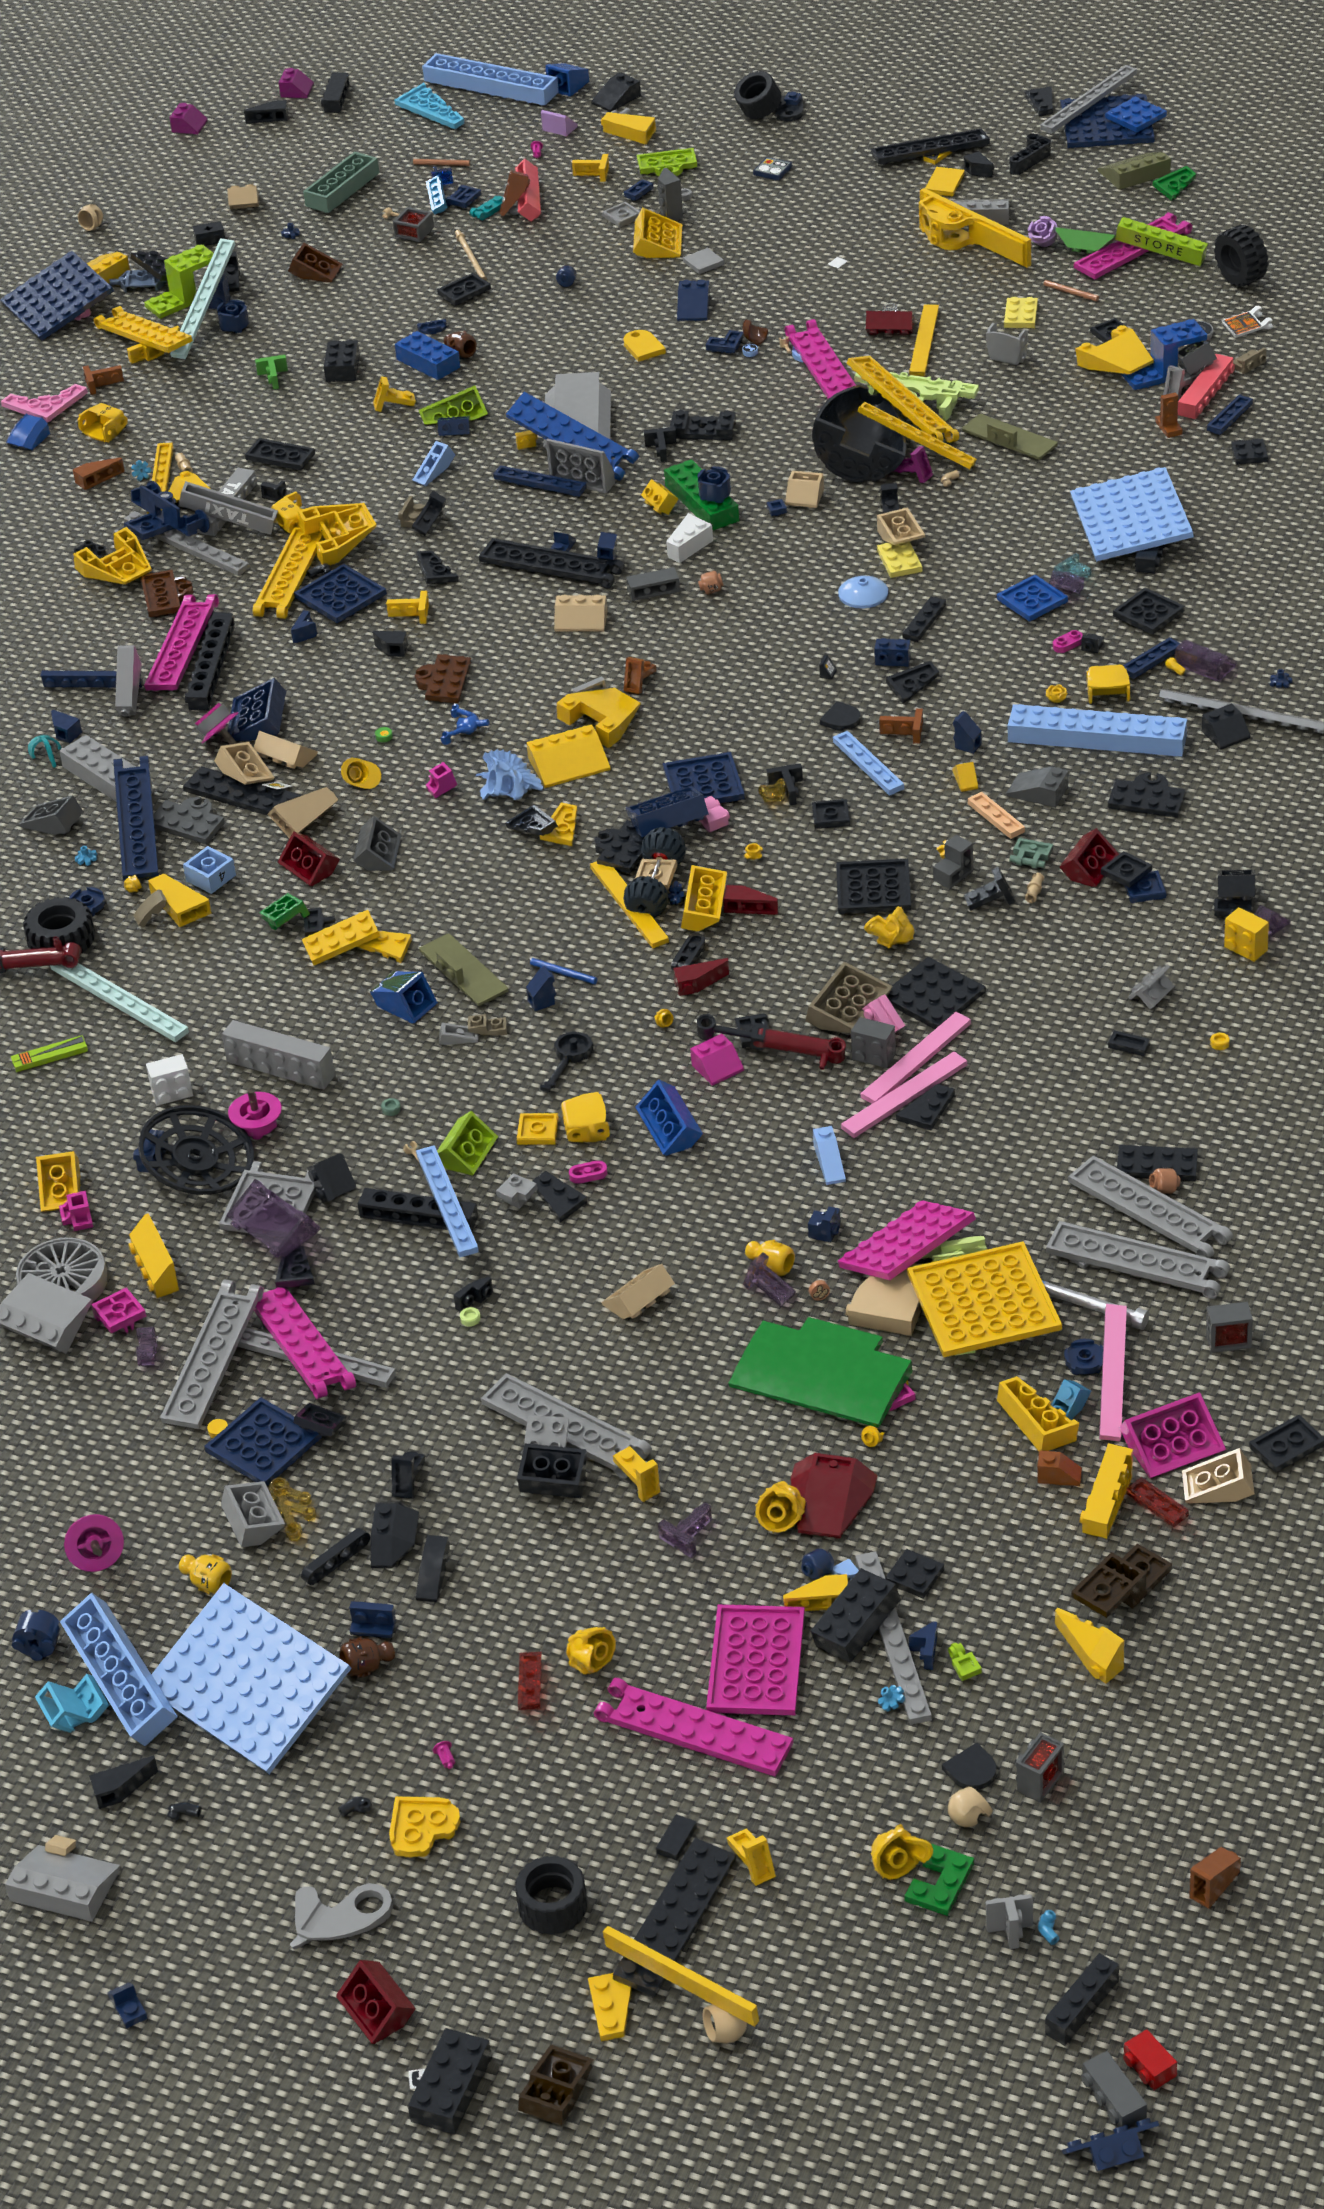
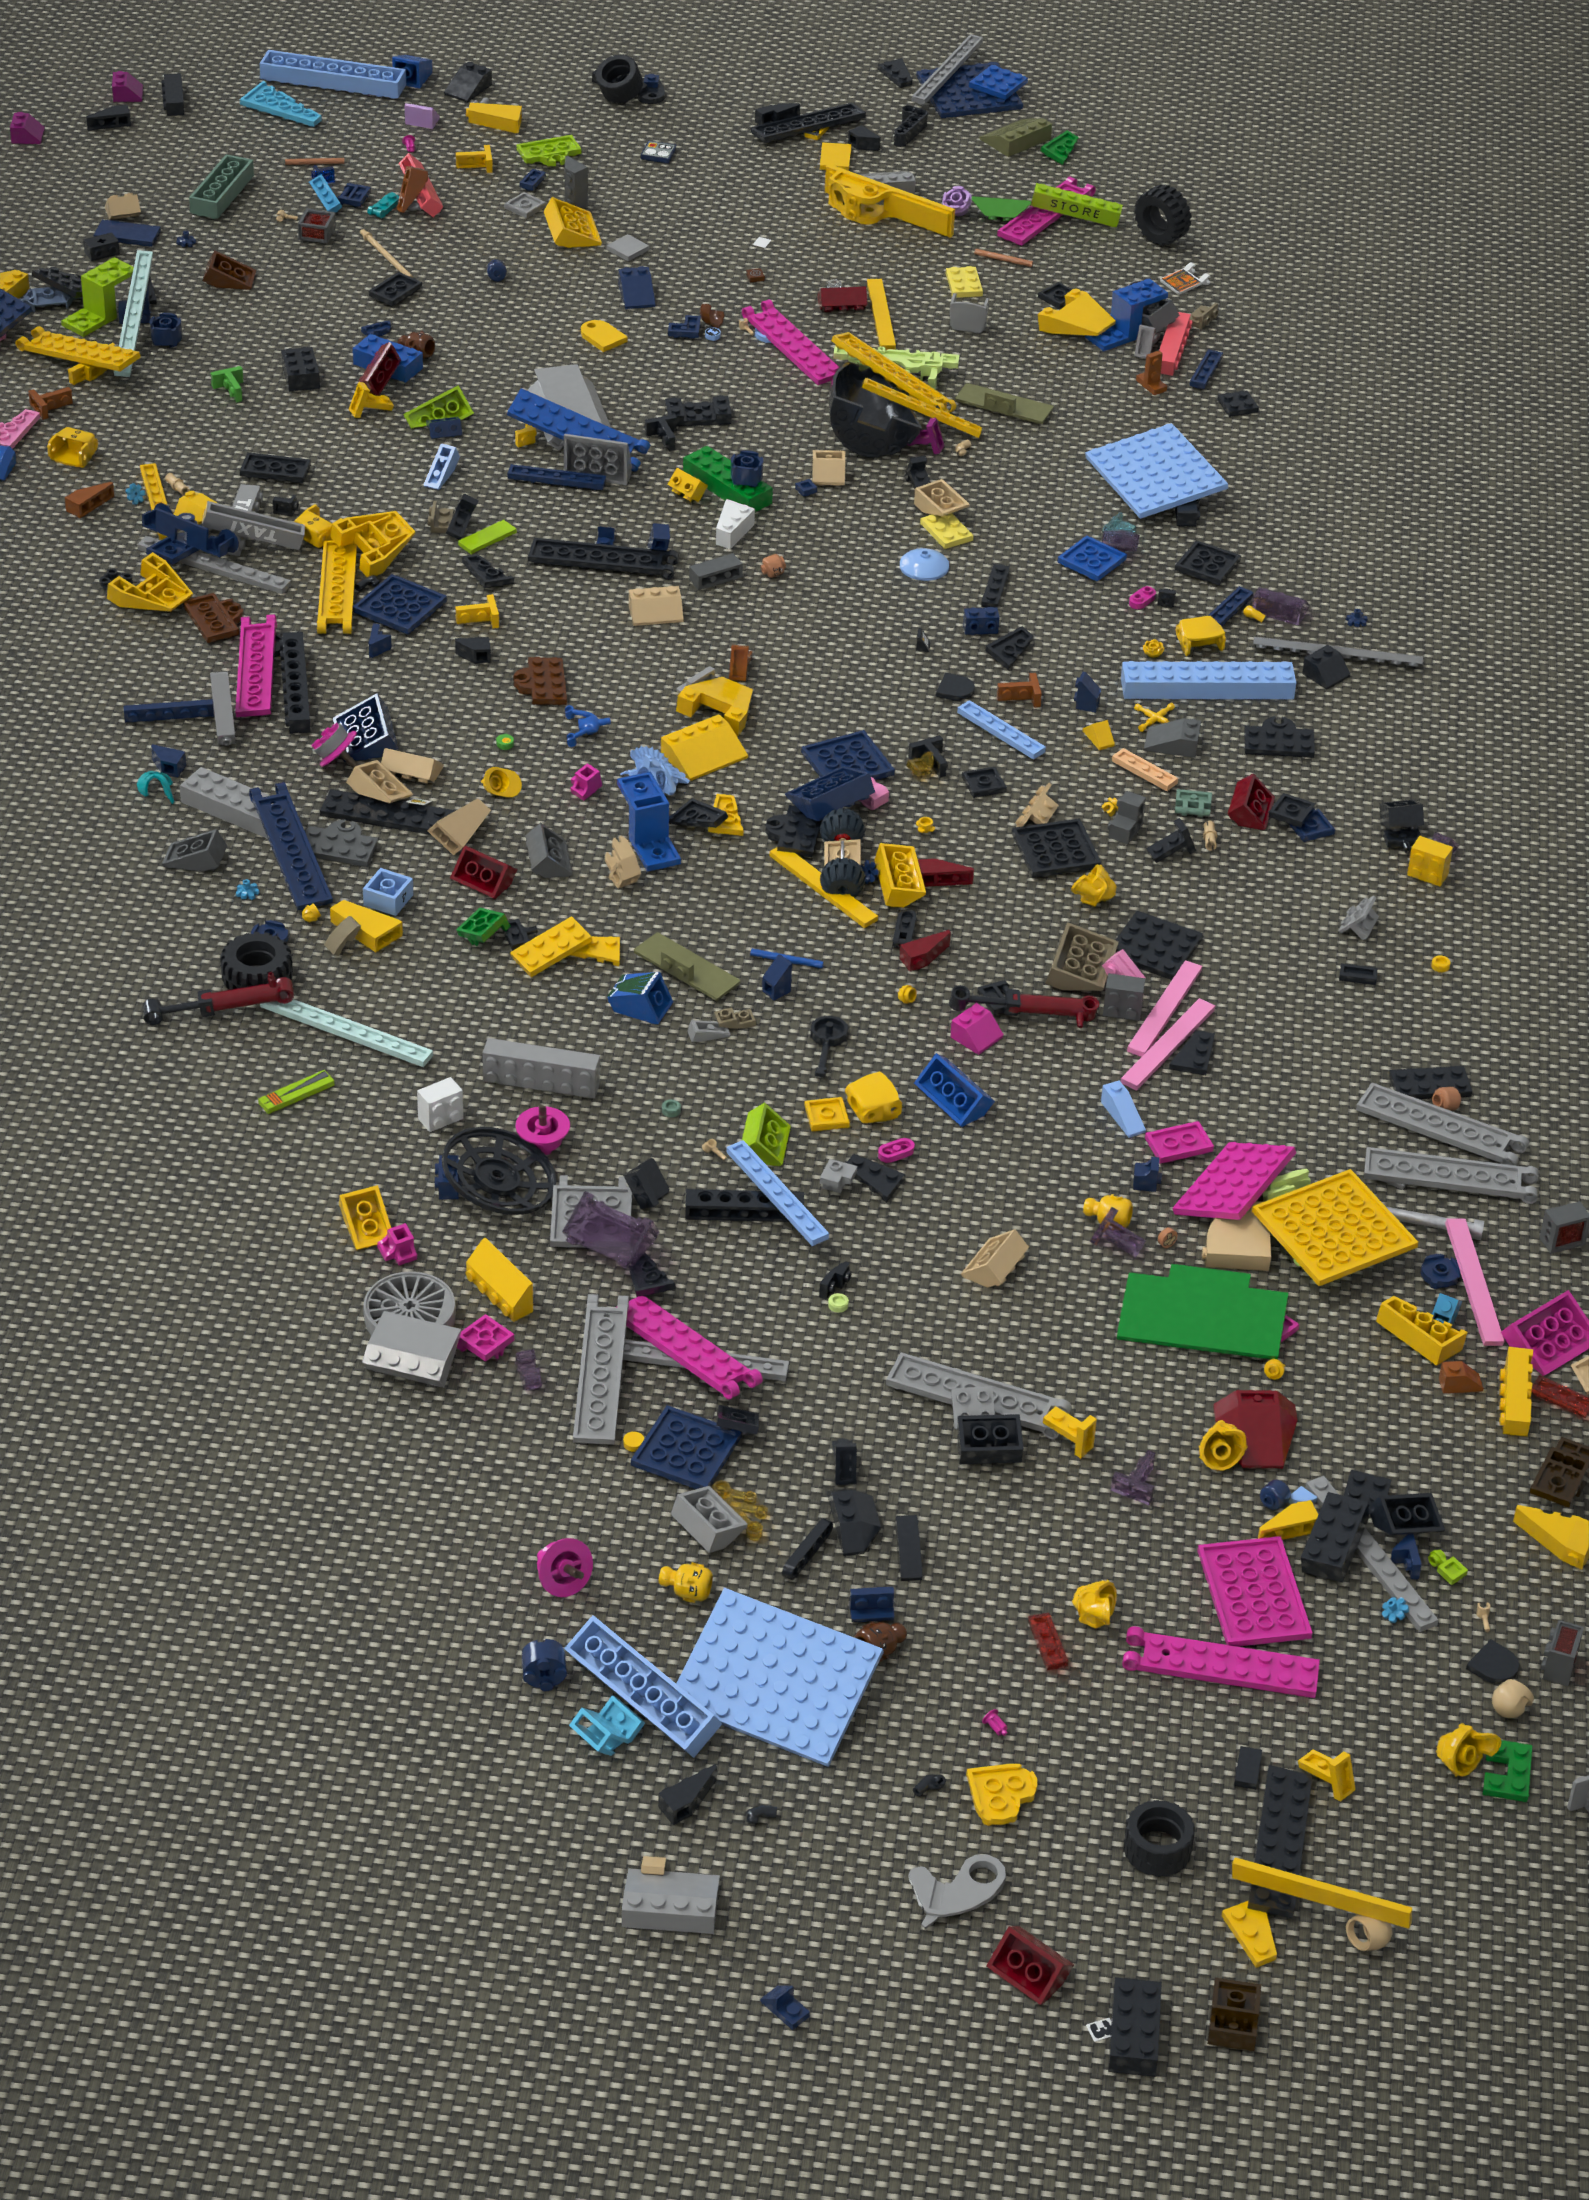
camera: 20 degrees left, 0 degrees up
(241, 222) = (129, 232): none -> dark blue tile
(410, 367) = (381, 369): none -> dark red slope
(439, 865) = (623, 864): none -> tan piece
(451, 534) = (487, 536): none -> lime piece
(477, 823) = (649, 821): none -> blue bracket
(816, 294) = (755, 275): none -> reddish brown tile
(872, 1195) = (1179, 1142): none -> dark pink plate
(874, 845) = (1040, 808): none -> tan bracket
(902, 134) = (776, 112): none -> black slope
(937, 1602) = (1406, 1514): none -> black slope
(982, 1715) = (1484, 1614): none -> tan hand
(1029, 763) = (1153, 716): none -> yellow piece

